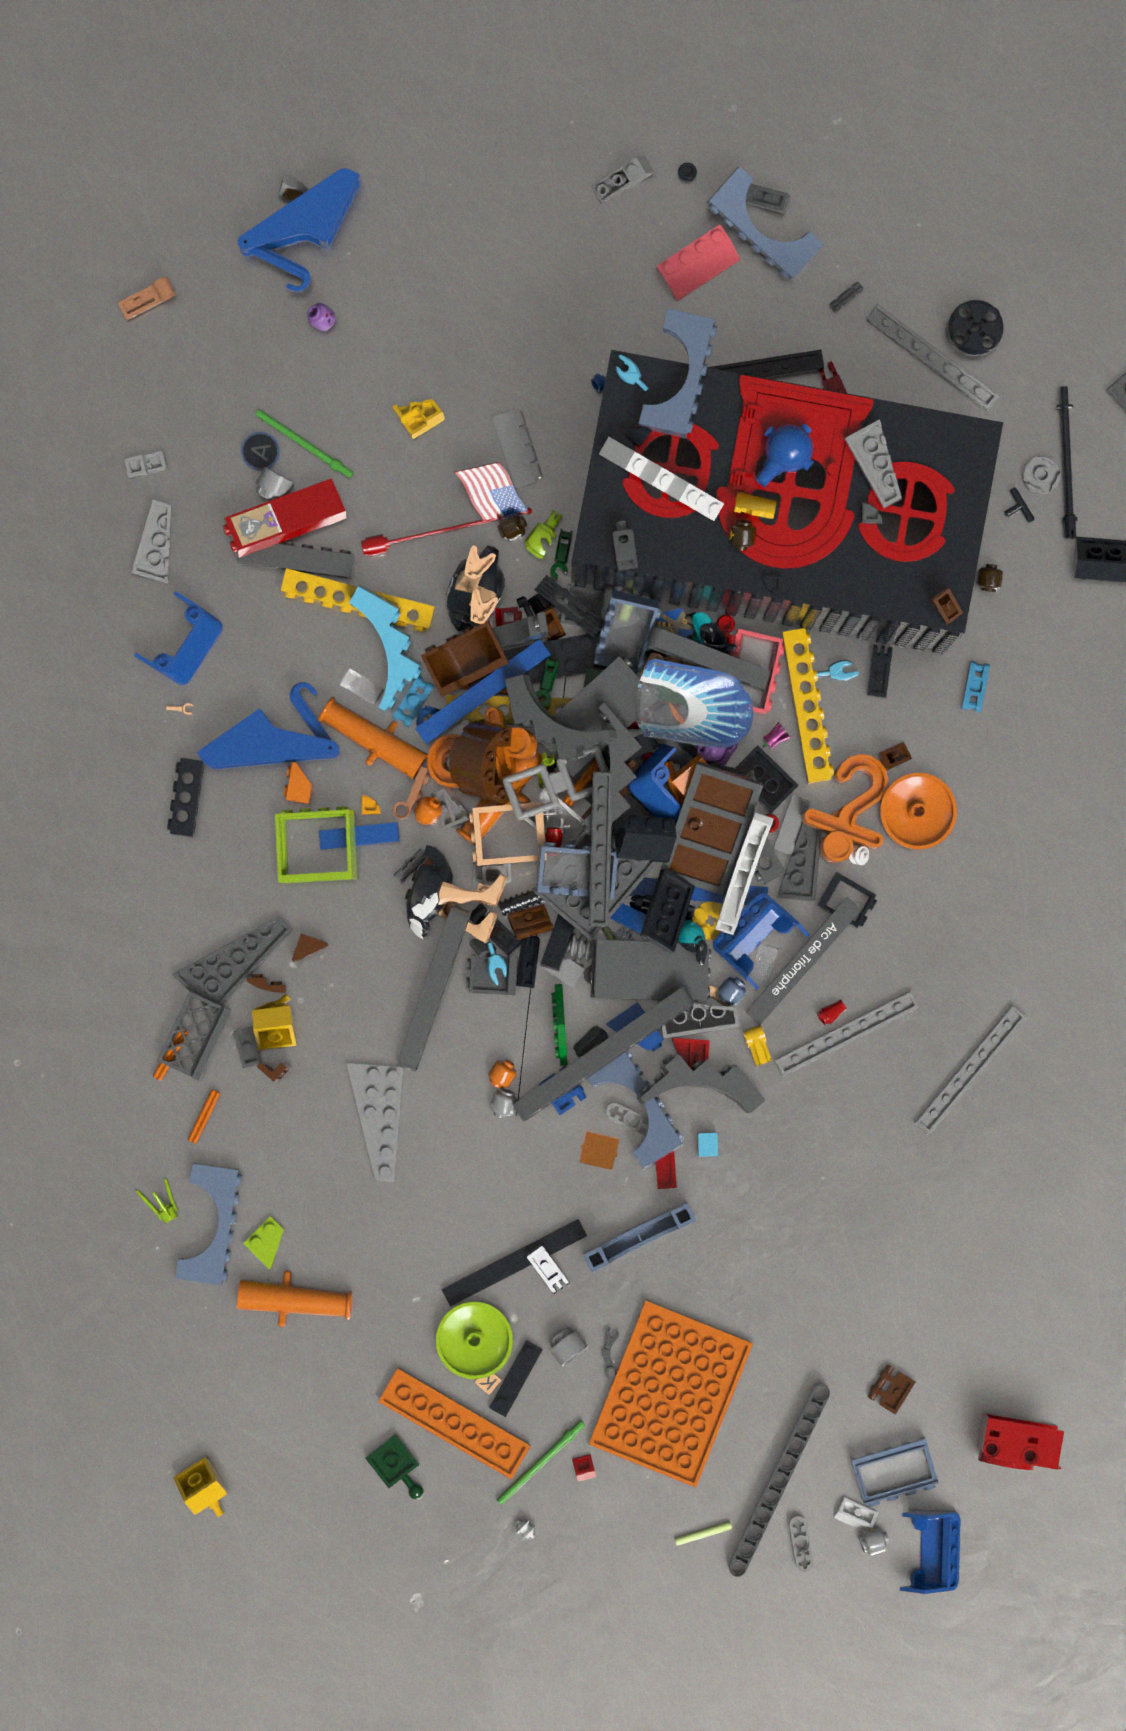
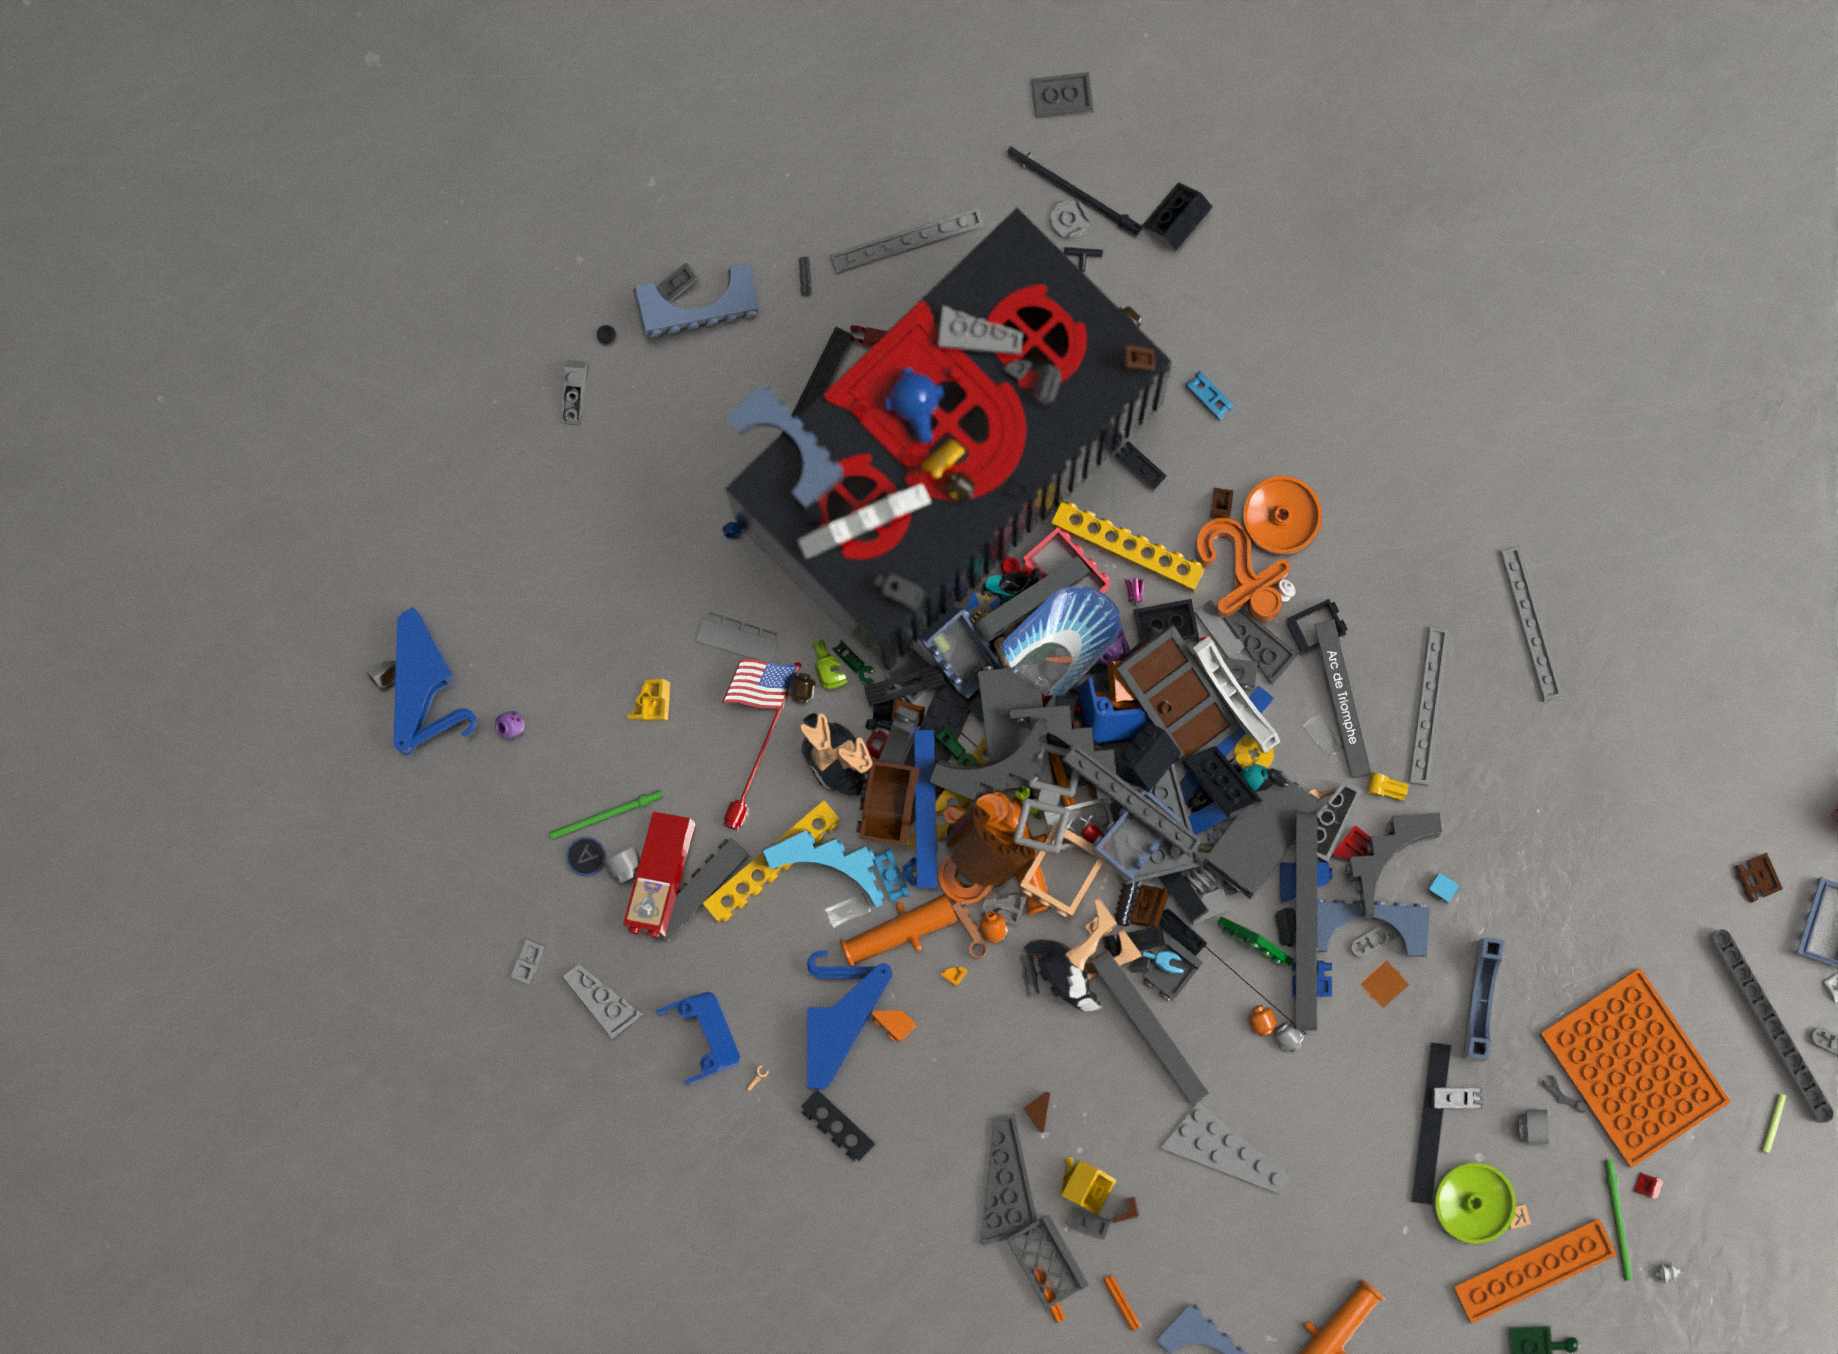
camera: 50 degrees left, 5 degrees down
(147, 298) = (387, 861): nougat plate -> none
(258, 981) = (1040, 1173): reddish brown slope -> none
(265, 1241) = (1266, 1324): lime wing -> none
(282, 851) = (924, 1032): lime window -> none
(364, 836) = (974, 1001): blue slope -> none
(489, 873) = (1084, 912): light grey brick -> none
(515, 1378) = (1531, 1191): black plate -> none
(632, 375) = (759, 485): medium azure hand -> none
(666, 1172) = (1442, 940): red tile -> none
(698, 263) = (689, 378): coral slope -> none
(732, 991) = (1326, 776): sand blue head -> none
(753, 927) = (1282, 713): blue windscreen -> none
(831, 1012) = (1402, 706): red cone -> none
(836, 672) = (1115, 502): medium azure hand -> none
(873, 547) = (1047, 384): none -> dark grey piece
(977, 318) = (901, 179): black piece -> none

